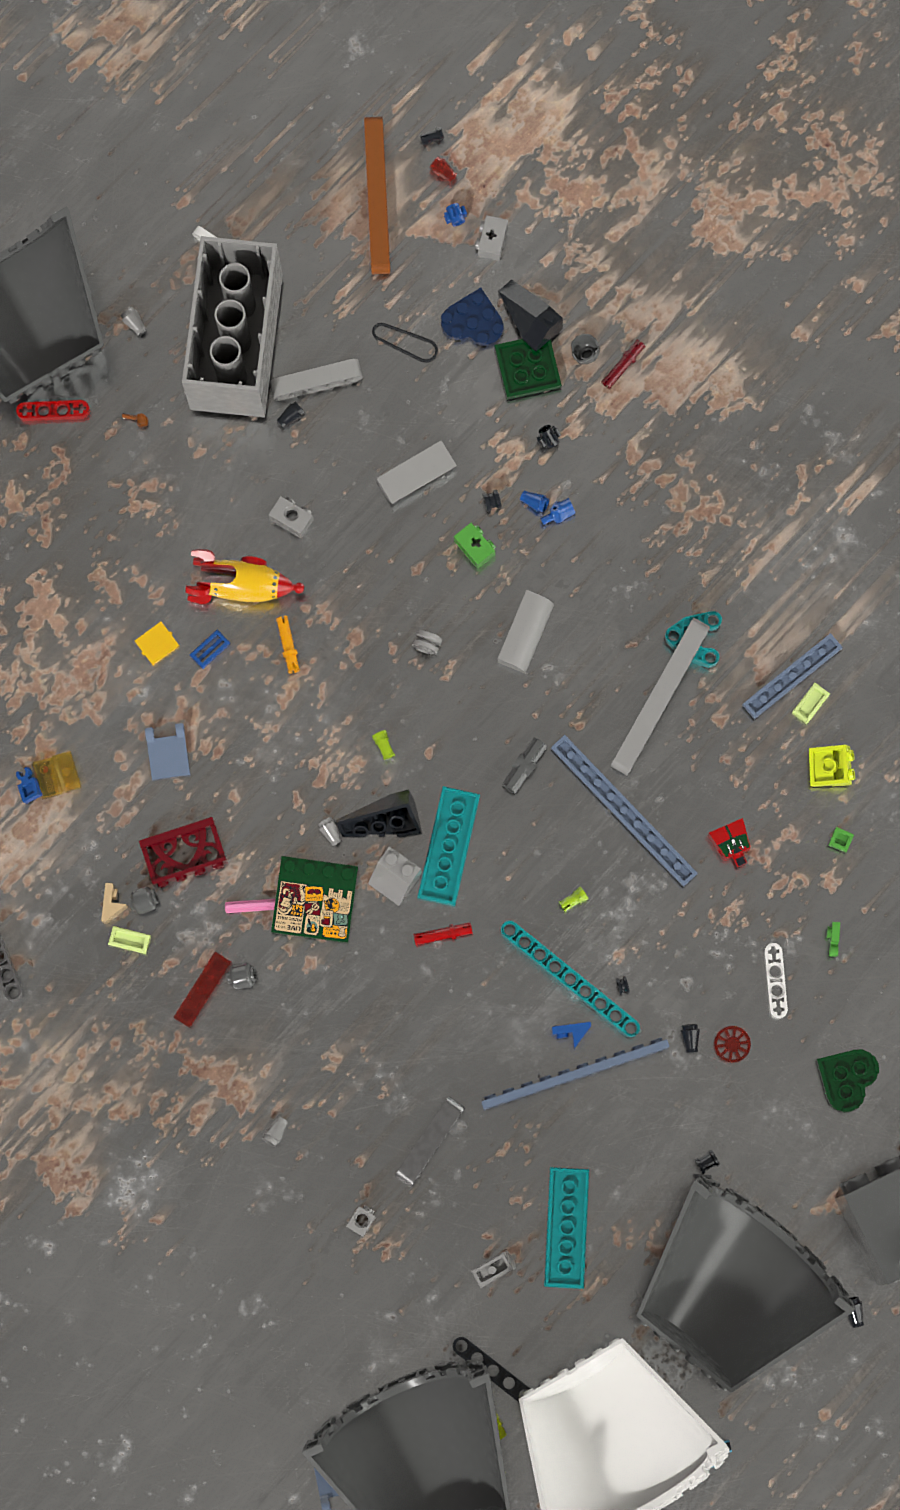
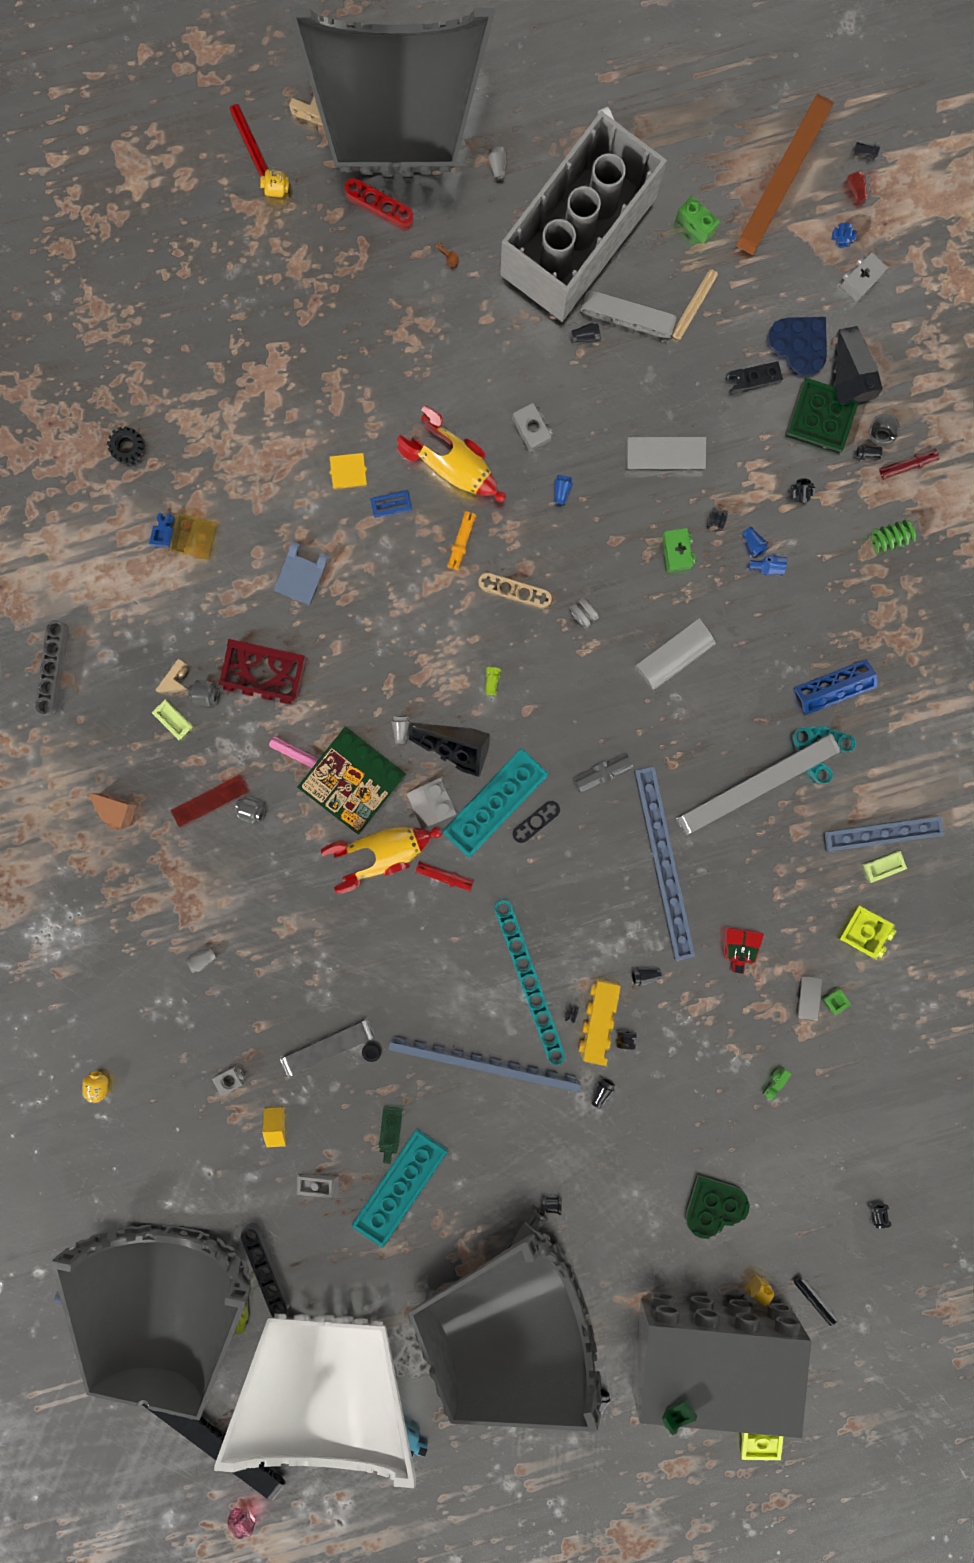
camera: 30 degrees right, 10 degrees up
(125, 1043) = (113, 811): none -> nougat slope
(248, 1297) = (95, 1087): none -> yellow head
(327, 271) = (697, 219): none -> bright green brick
(347, 552) = (562, 488): none -> blue cone
(357, 656) = (515, 588): none -> tan beam
(366, 339) = (694, 304): none -> tan axle
(382, 933) = (392, 850): none -> yellow piece
(409, 333) = (720, 332): black piece -> none
(426, 1240) = (274, 1127): none -> yellow slope
(452, 368) = (755, 377): none -> black plate
(470, 1122) = (371, 1052): none -> black plate
(503, 829) = (521, 826): none -> black beam
(529, 1183) = (390, 1133): none -> clear green hinge
(576, 897) = (575, 914): lime pin -> none
(577, 1030) = (509, 1029): blue slope -> none
(584, 374) = (868, 452): none -> black pin
(645, 428) = (892, 534): none -> bright green piece
(650, 976) = (599, 1021): none -> yellow wedge
(664, 916) = (643, 976): none -> black cone
(679, 580) = (839, 689): none -> blue fence
(683, 979) = (626, 1040): none -> black wheel
(732, 1044) = (634, 1119): clear red wheel -> none
(772, 981) = (708, 1089): white beam -> none
(816, 850) = (809, 998): none -> light grey slope

